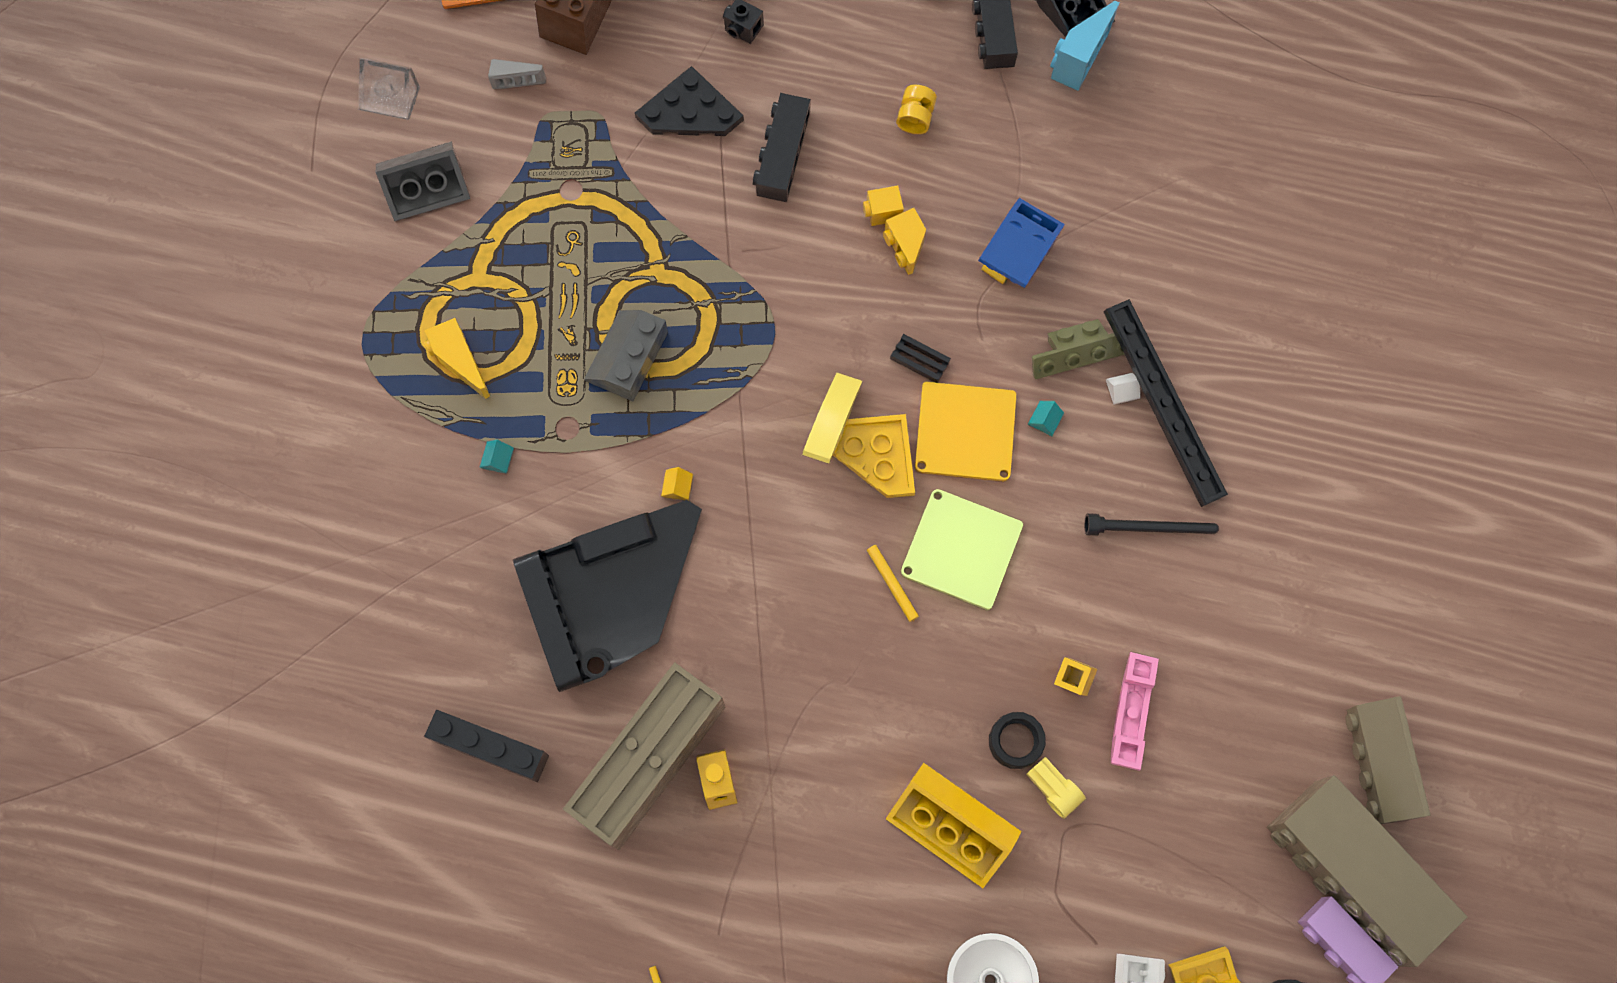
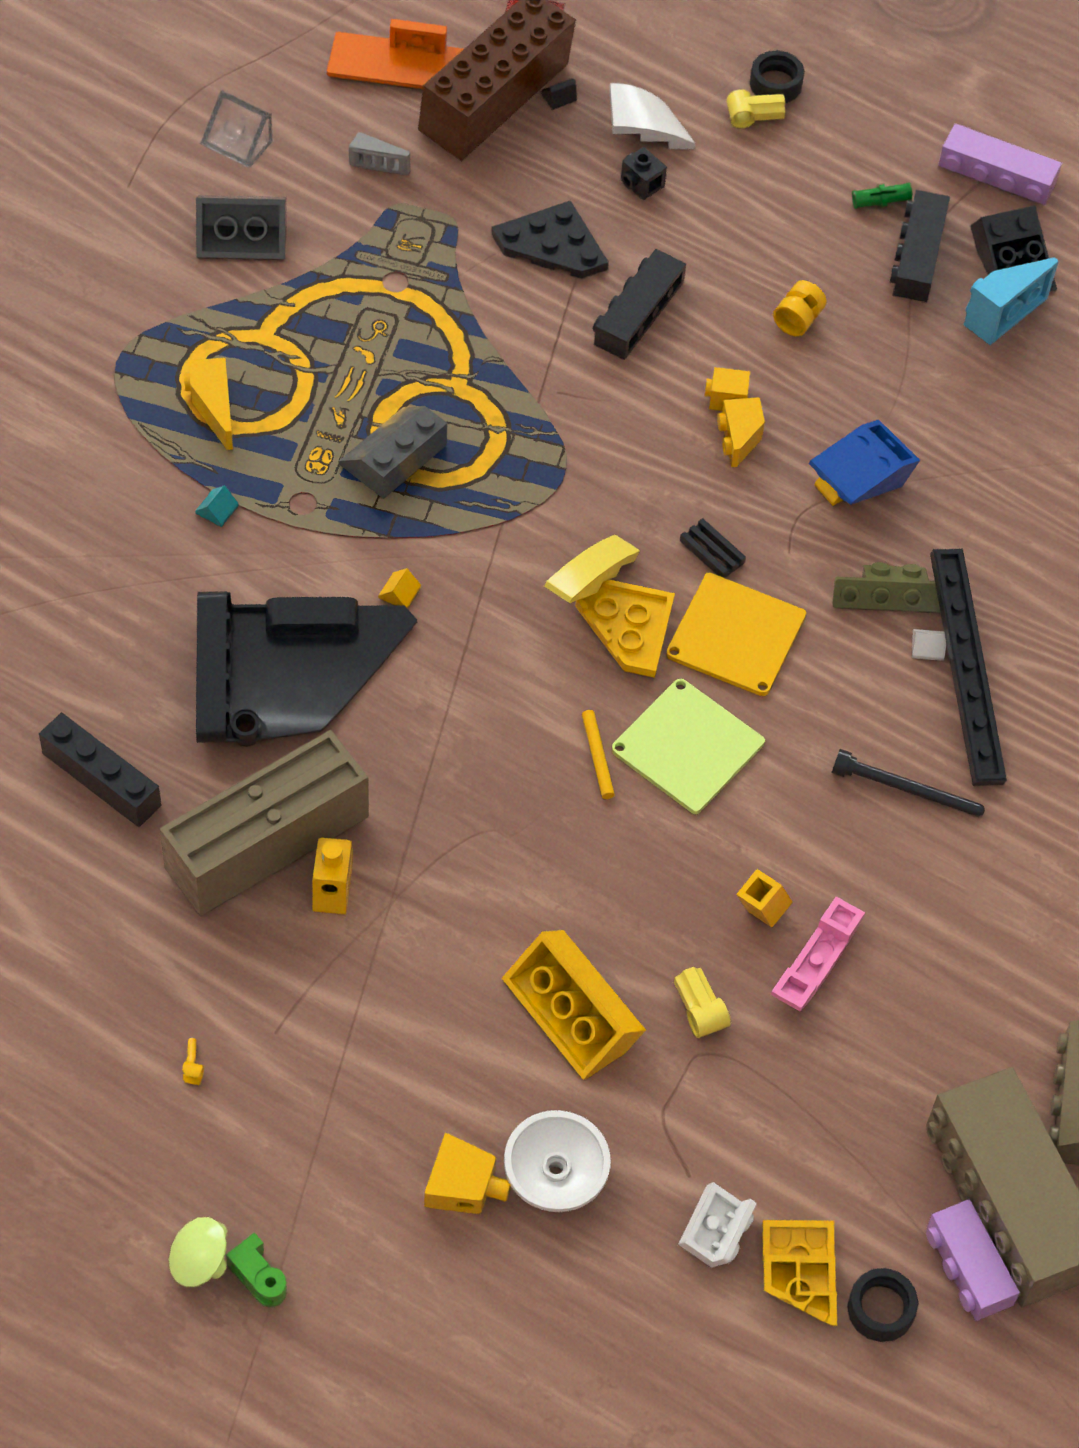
camera: 15 degrees right, 15 degrees down
(1037, 732) = (672, 922): black tyre -> none
(1046, 417) = (832, 646): teal slope -> none

